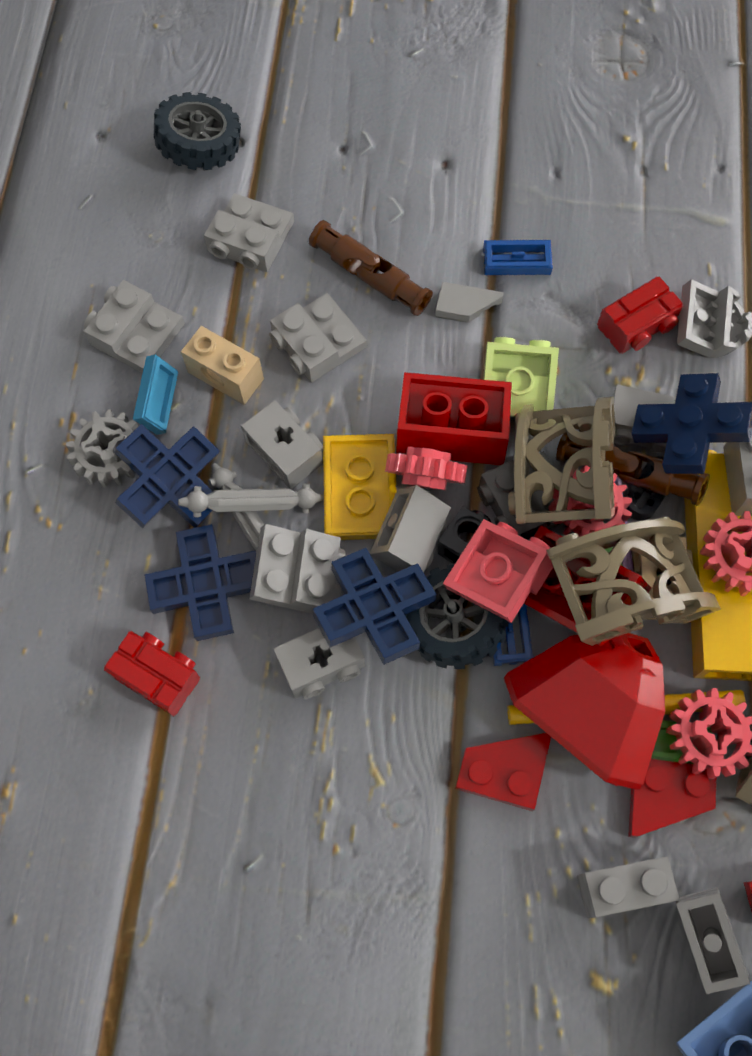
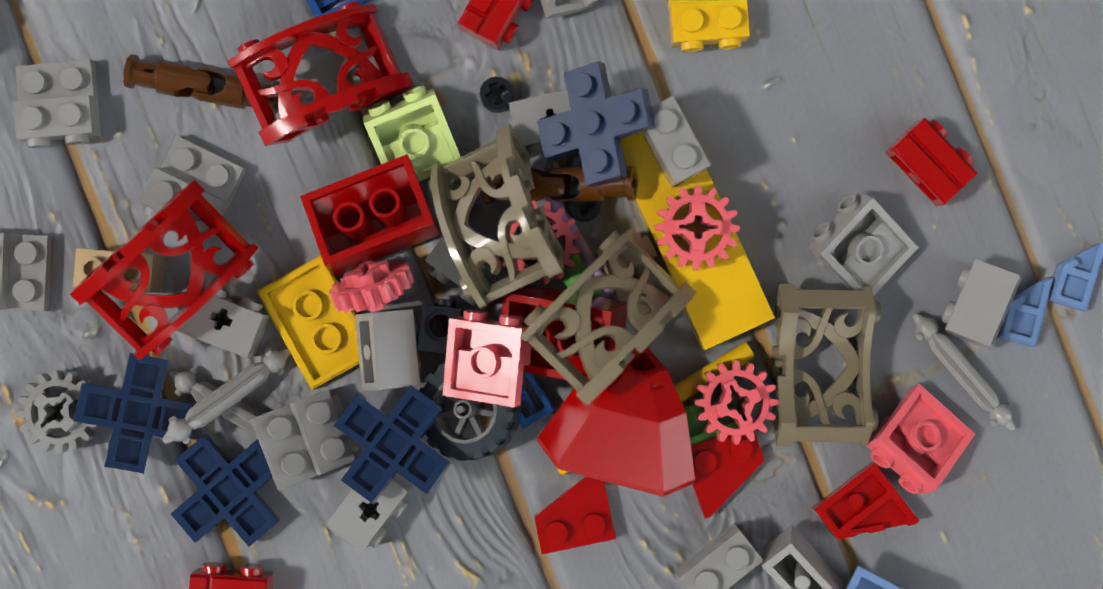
camera: 30 degrees left, 20 degrees up
(155, 395) = (72, 334): dark azure tile -> none
(300, 331) = (174, 217): none -> red fence
(438, 312) = (377, 83): none -> red fence
(606, 372) = (485, 92): none -> black bush

